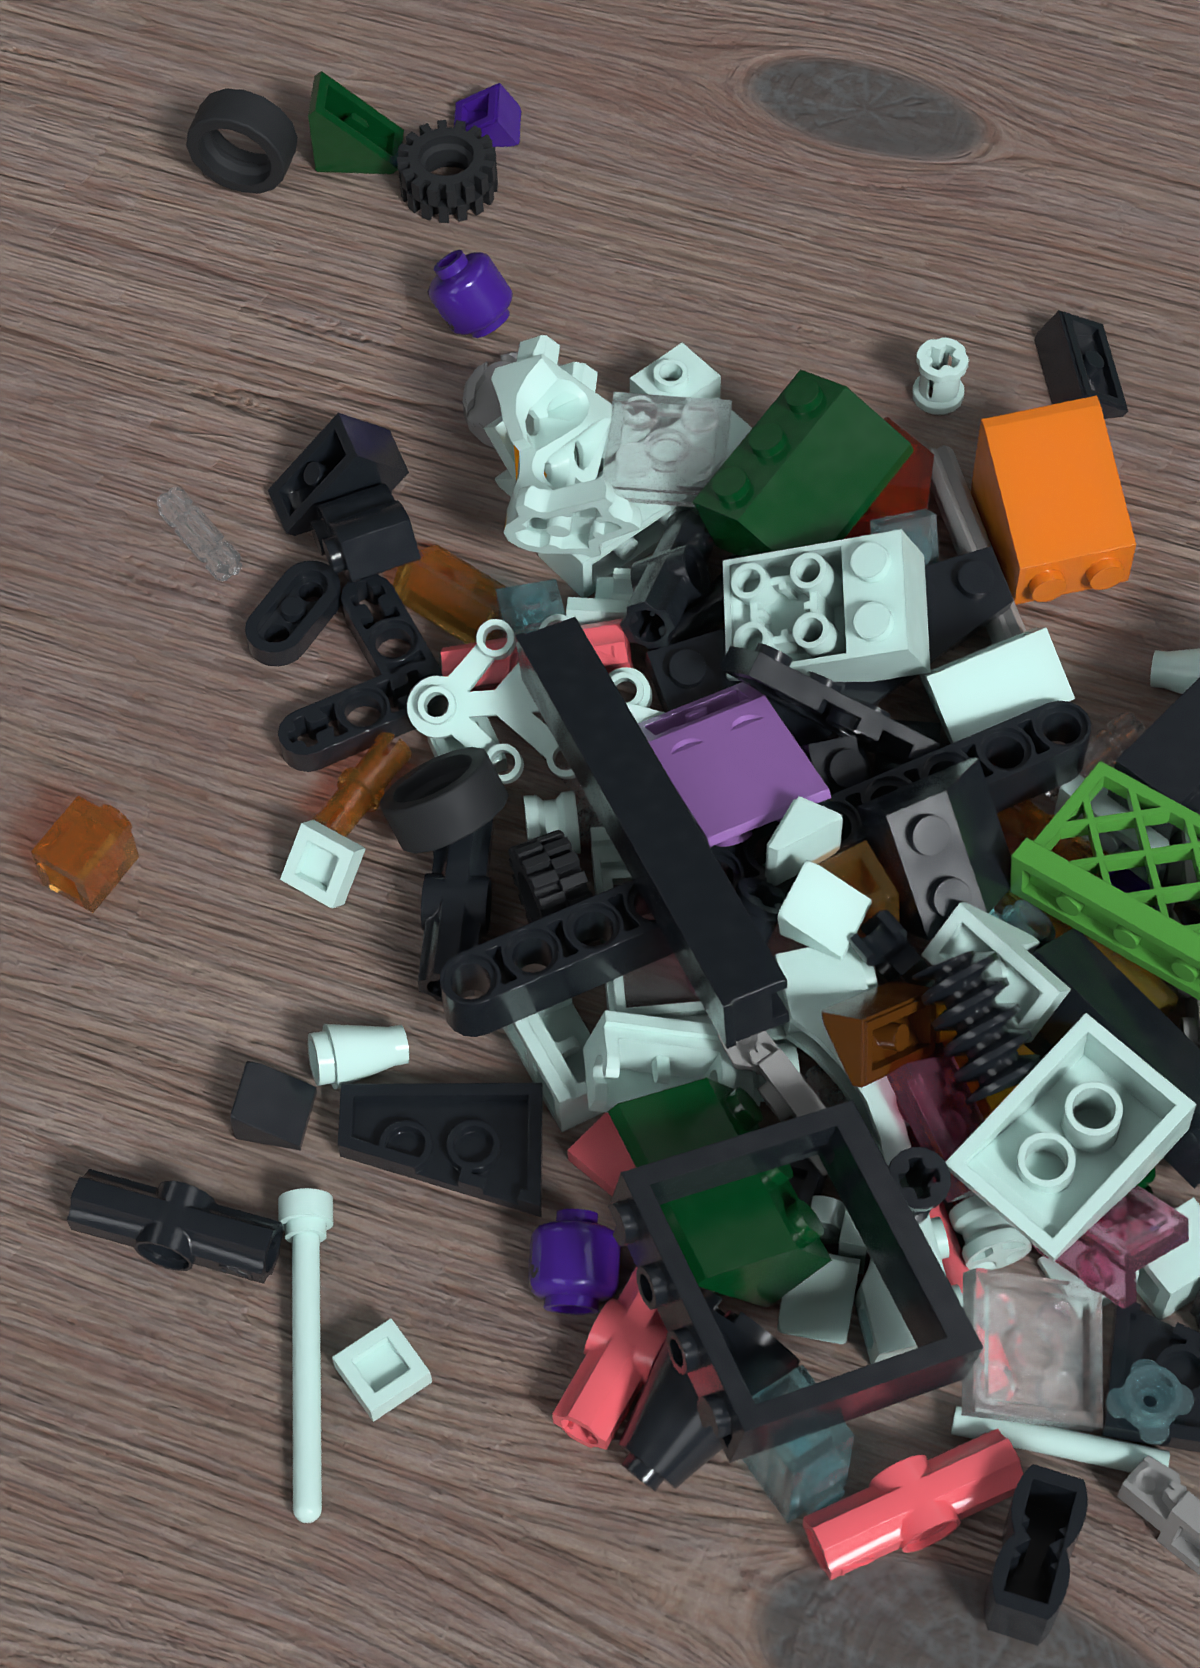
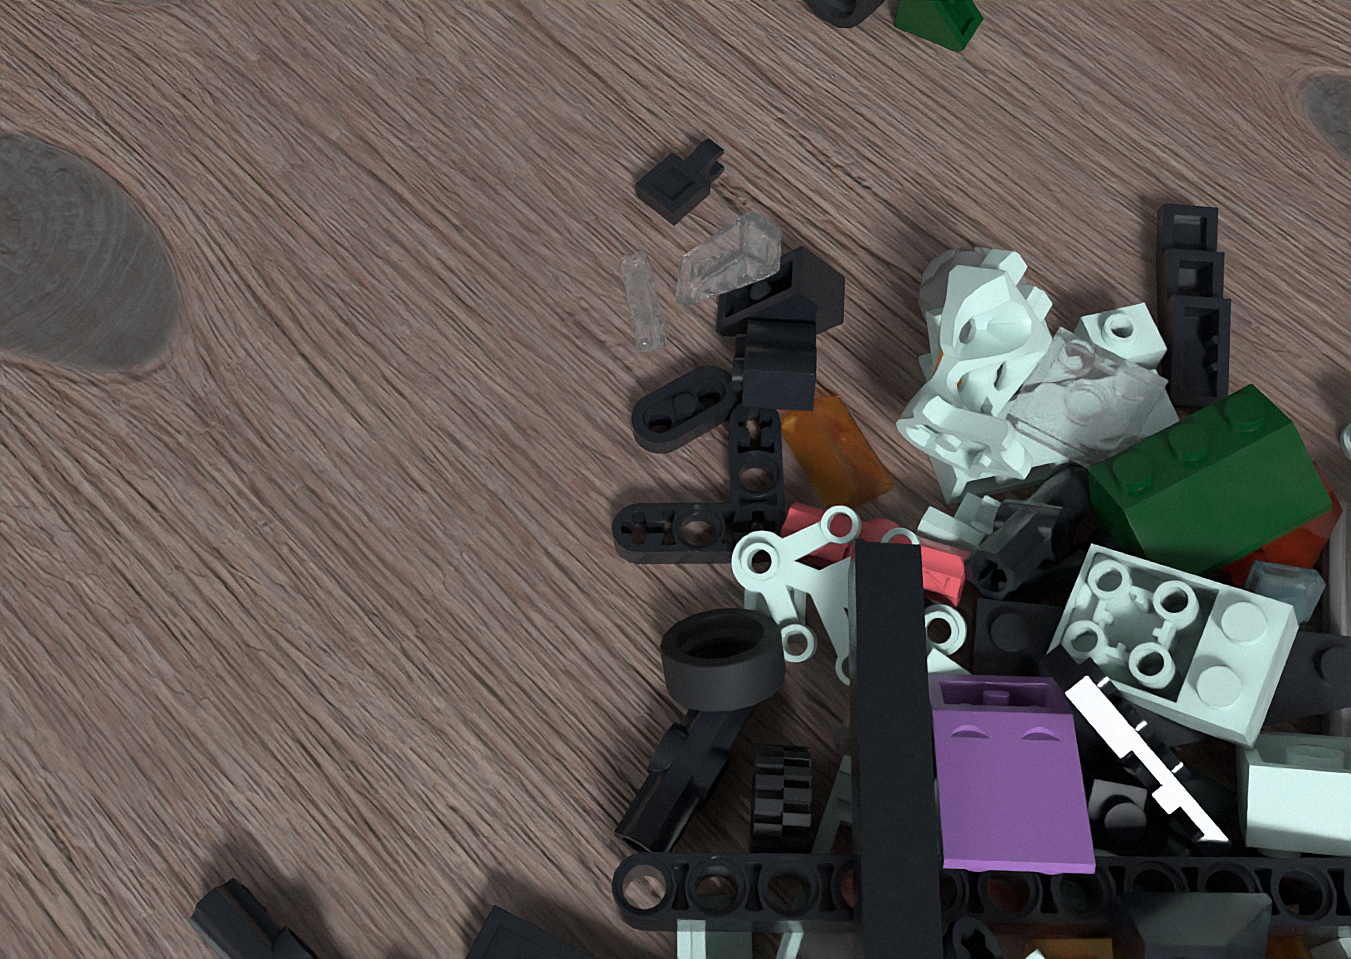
camera: 25 degrees right, 5 degrees up
(86, 853) = (394, 559): clear orange brick -> none
(178, 409) = (680, 185): none -> black plate
(272, 1107) = (428, 890): black slope -> none
(282, 443) = (731, 259): none -> clear slope
(322, 863) = (590, 665): light aqua plate -> none
(354, 1052) = (526, 873): light aqua cone -> none
(364, 786) = (659, 605): clear orange pin -> none
(447, 149) = (1008, 46): black tyre -> none
(470, 293) = (973, 181): dark purple head -> none
(494, 113) = (1059, 35): dark purple slope -> none
(528, 605) = (889, 504): clear light blue bracket -> none
(553, 815) = (814, 724): light aqua wheel -> none
(724, 324) = (1191, 306): none -> black slope
(802, 835) = (1046, 904): light aqua slope -> none

